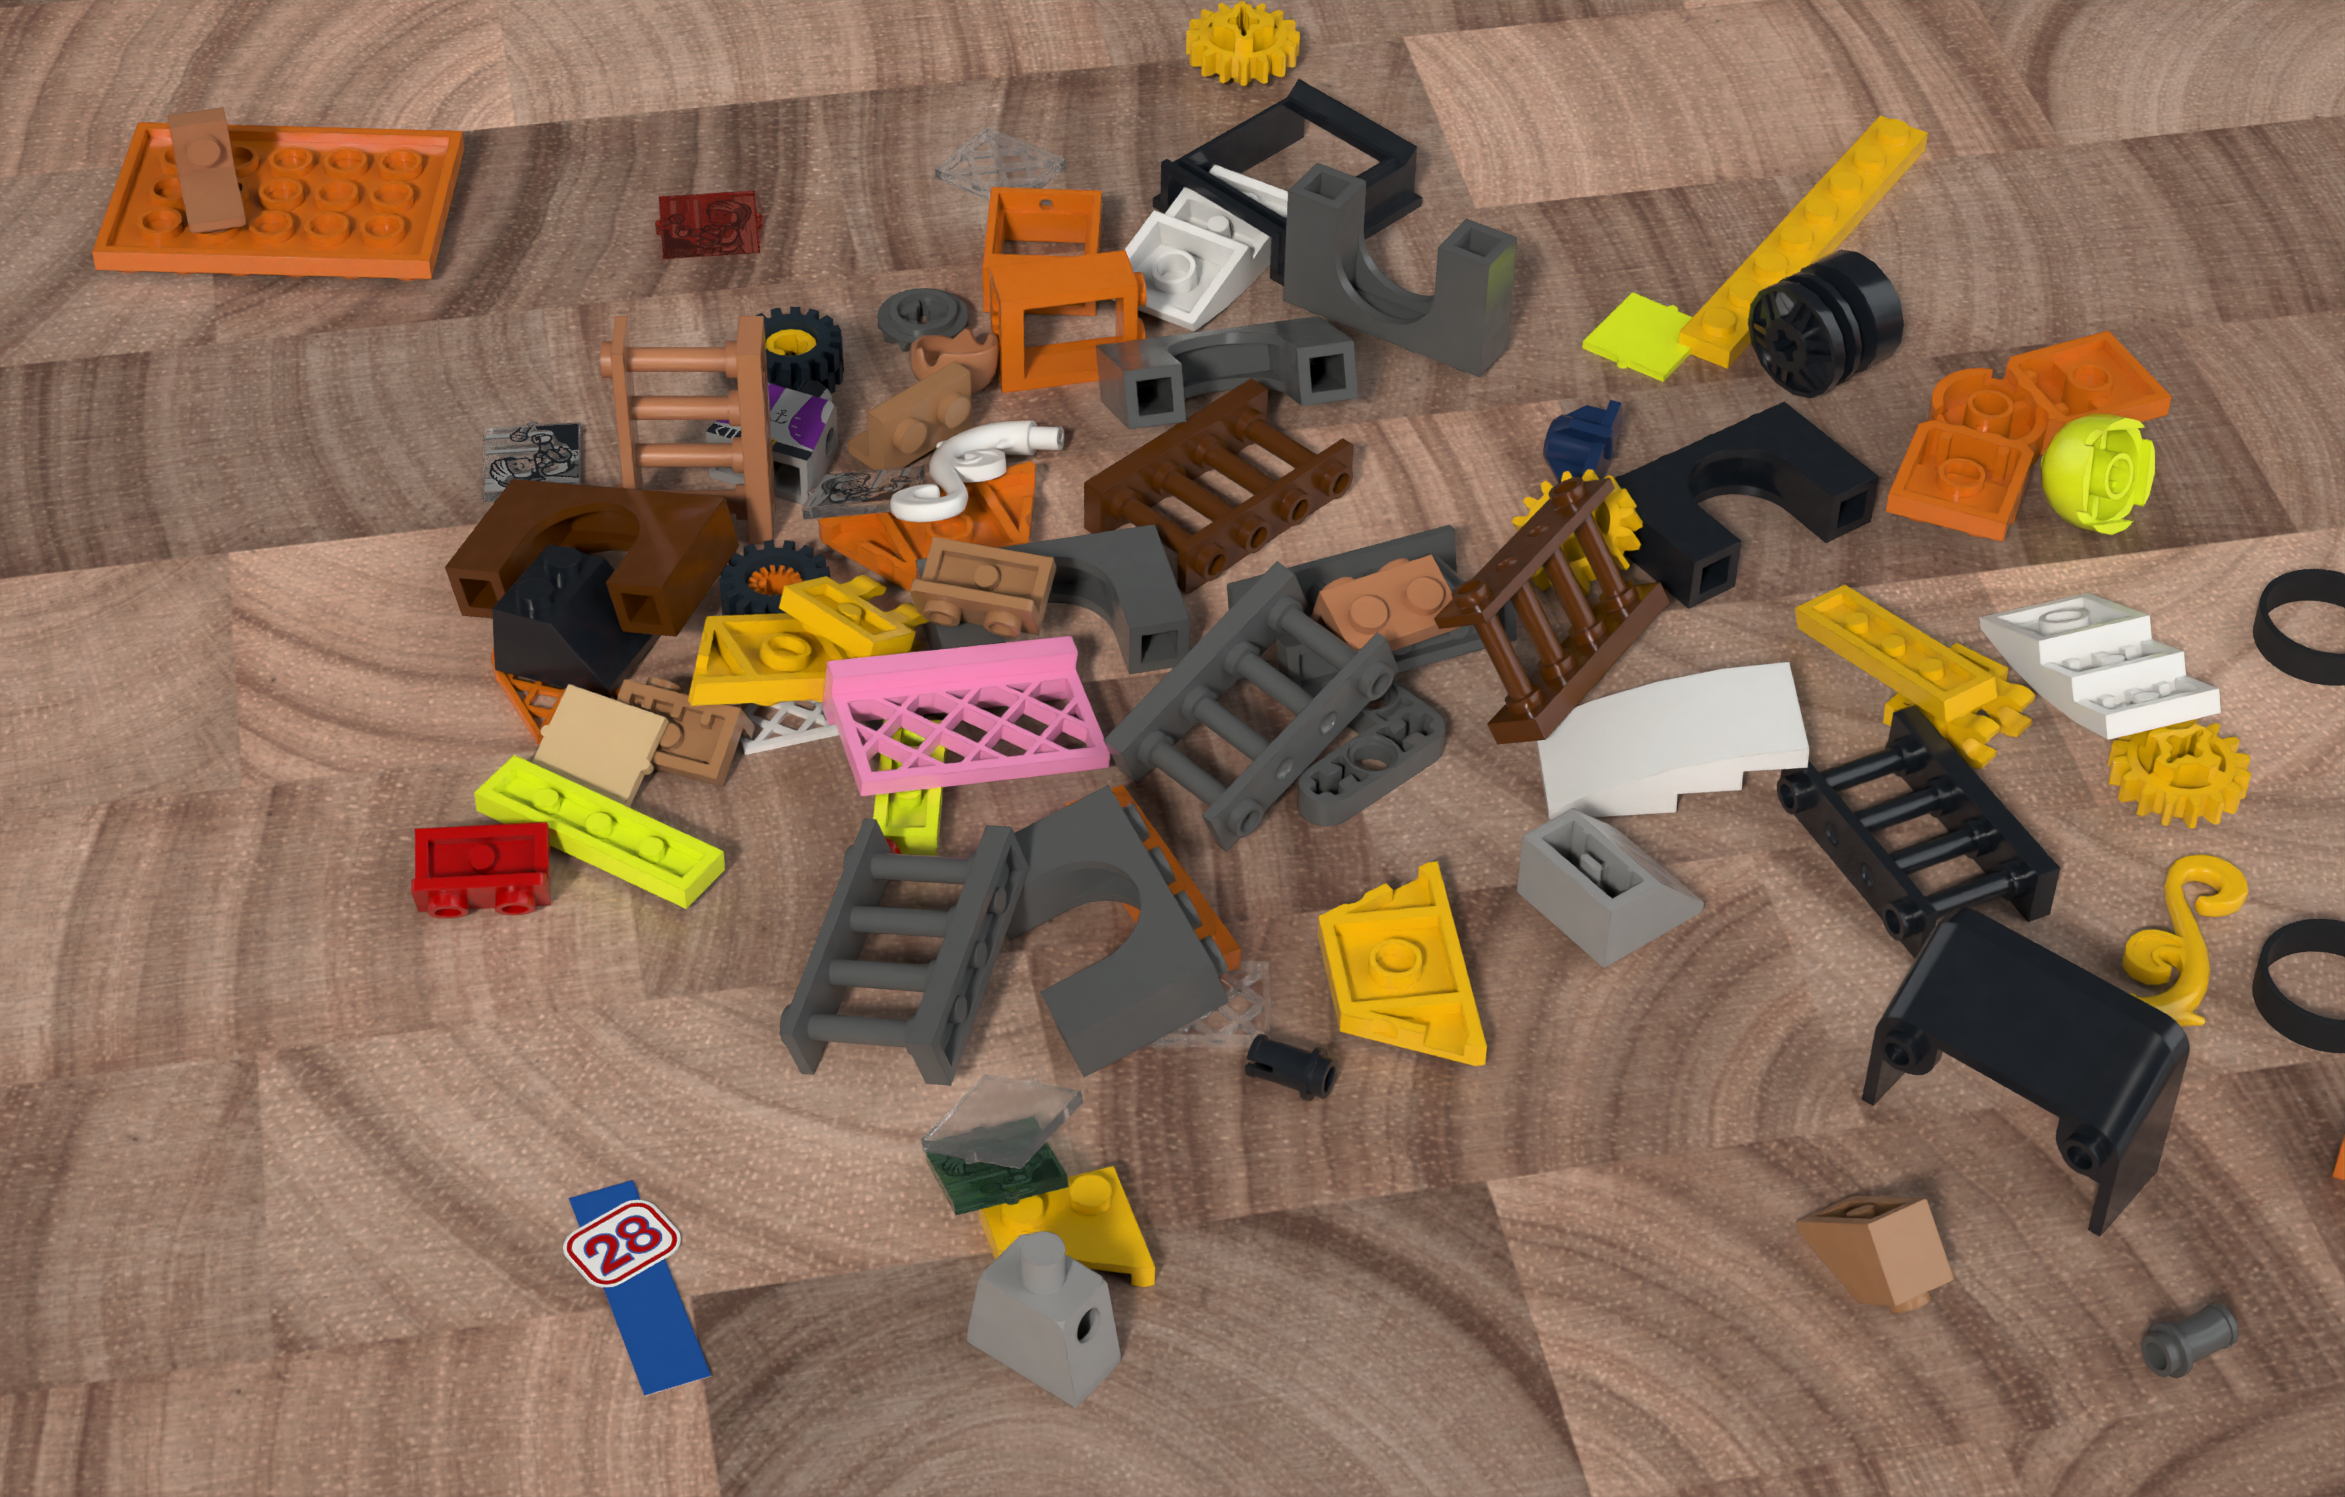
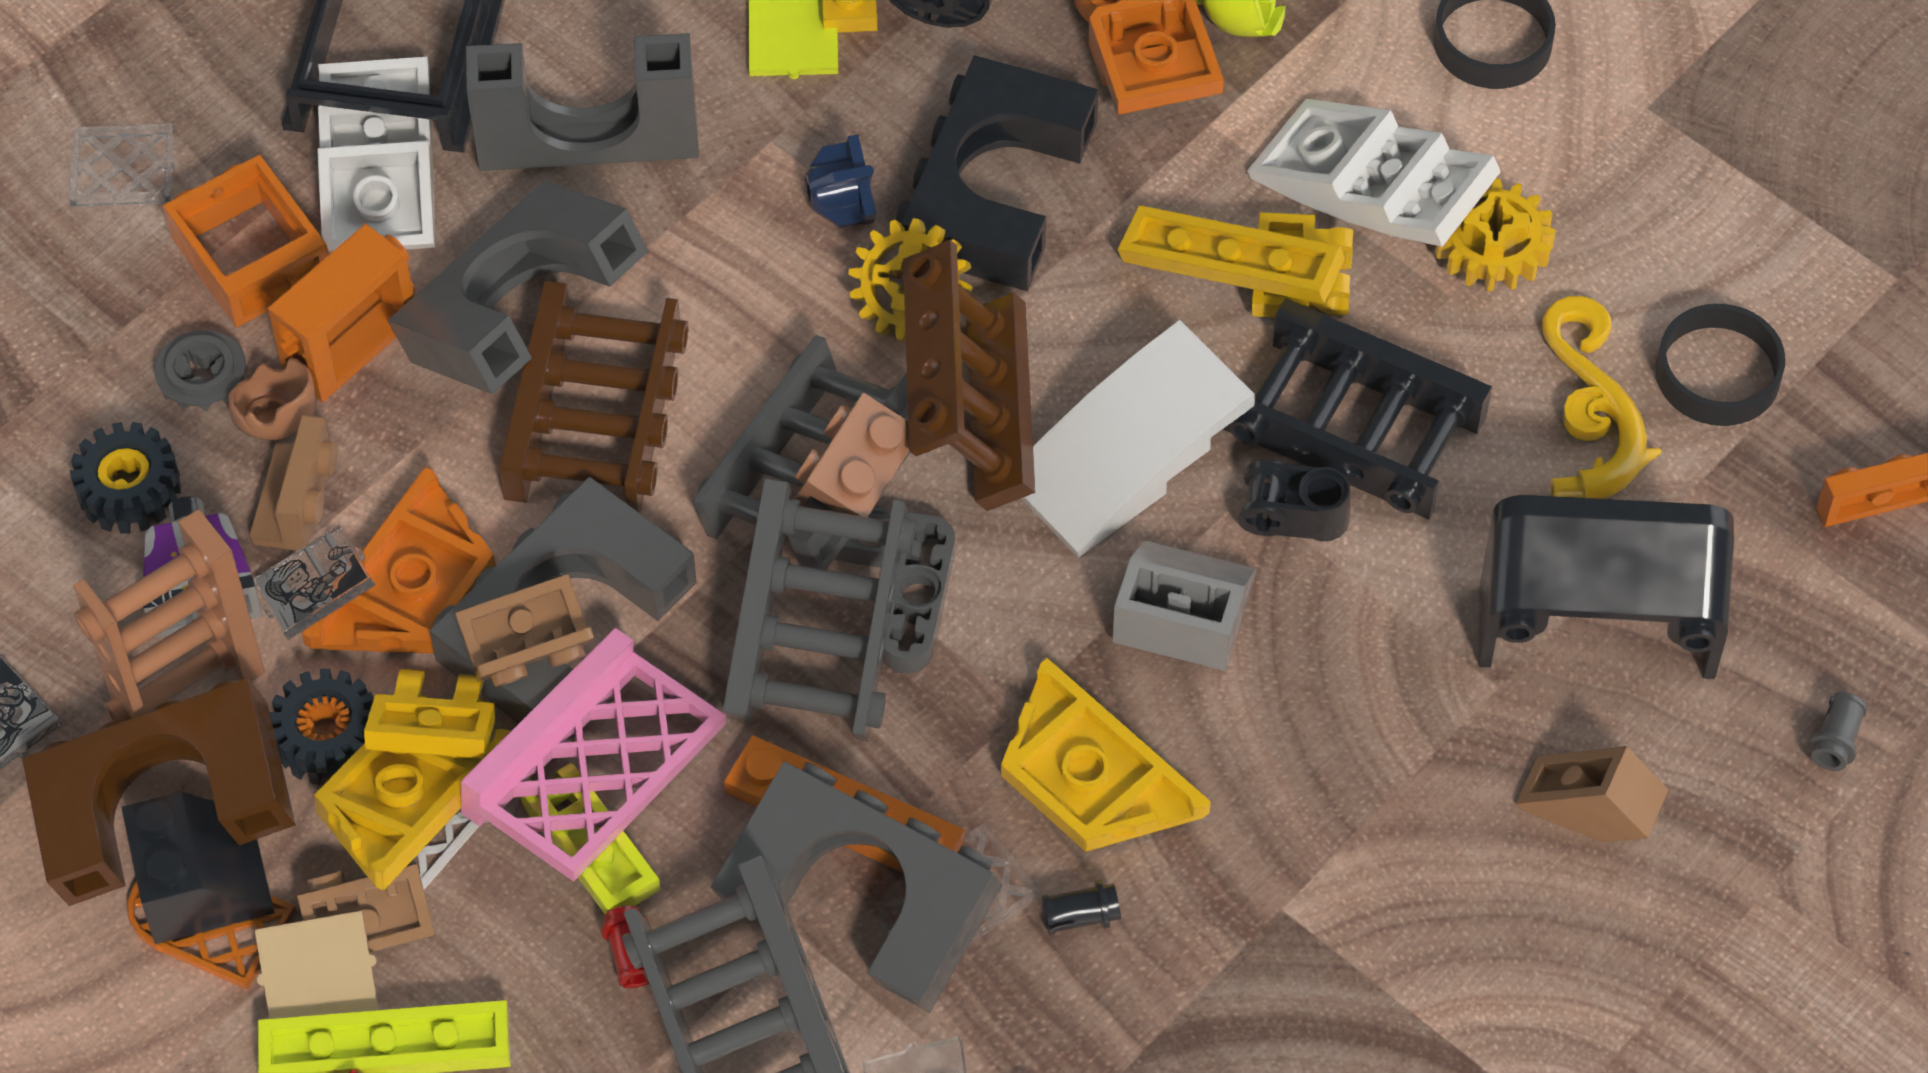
camera: 35 degrees left, 15 degrees up
(971, 457) = (393, 502): white plant -> none
(1793, 872) = (1293, 501): none -> black piece

